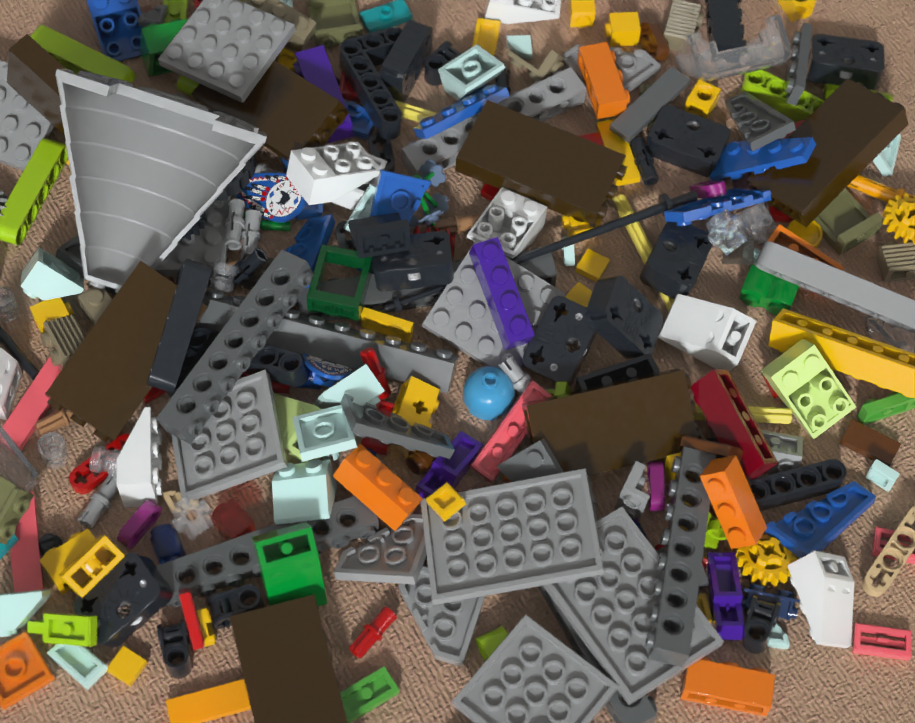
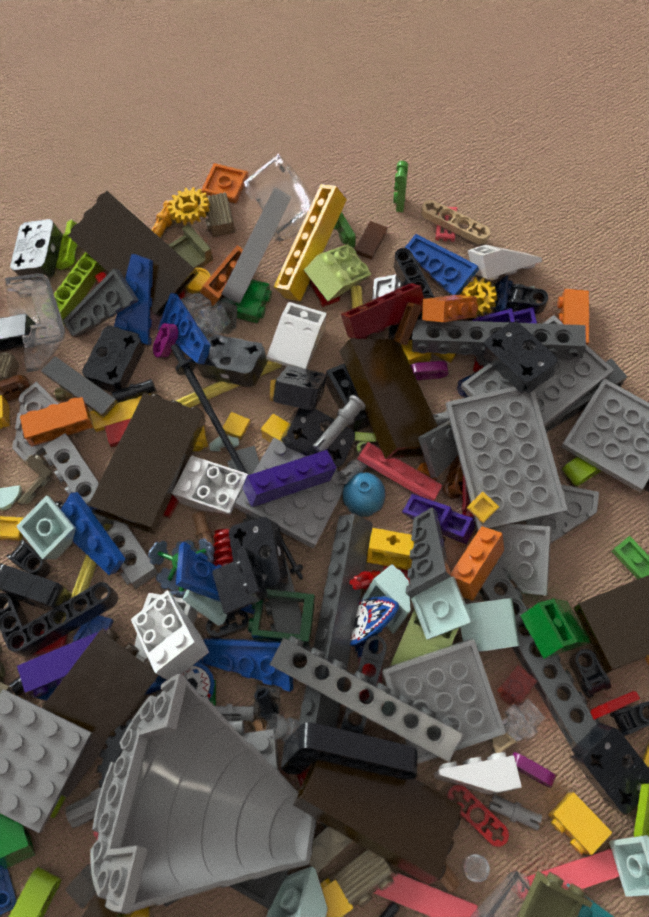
camera: 90 degrees left, 5 degrees up
(49, 541) = (564, 852): black piece -> none
(91, 565) = (599, 798): yellow brick -> none
(104, 460) = (484, 808): clear wheel -> none
(166, 543) = (548, 740): clear blue brick -> none
(206, 627) = (610, 695): yellow tile -> none
(372, 632) = (586, 562): red axle -> none
(386, 153) = (128, 601): black beam -> none
(387, 324) = (312, 575): yellow tile -> none
(578, 361) = (345, 417): none -> light grey pin
(622, 553) = (520, 357): none -> black axle
(631, 496) = (442, 382): light grey bracket -> none
(702, 99) = (78, 355): yellow brick -> none
(797, 64) = (58, 272): dark grey wing -> none
(859, 628) = (525, 247): coral tile -> none
(882, 475) = (397, 231): light aqua tile -> none

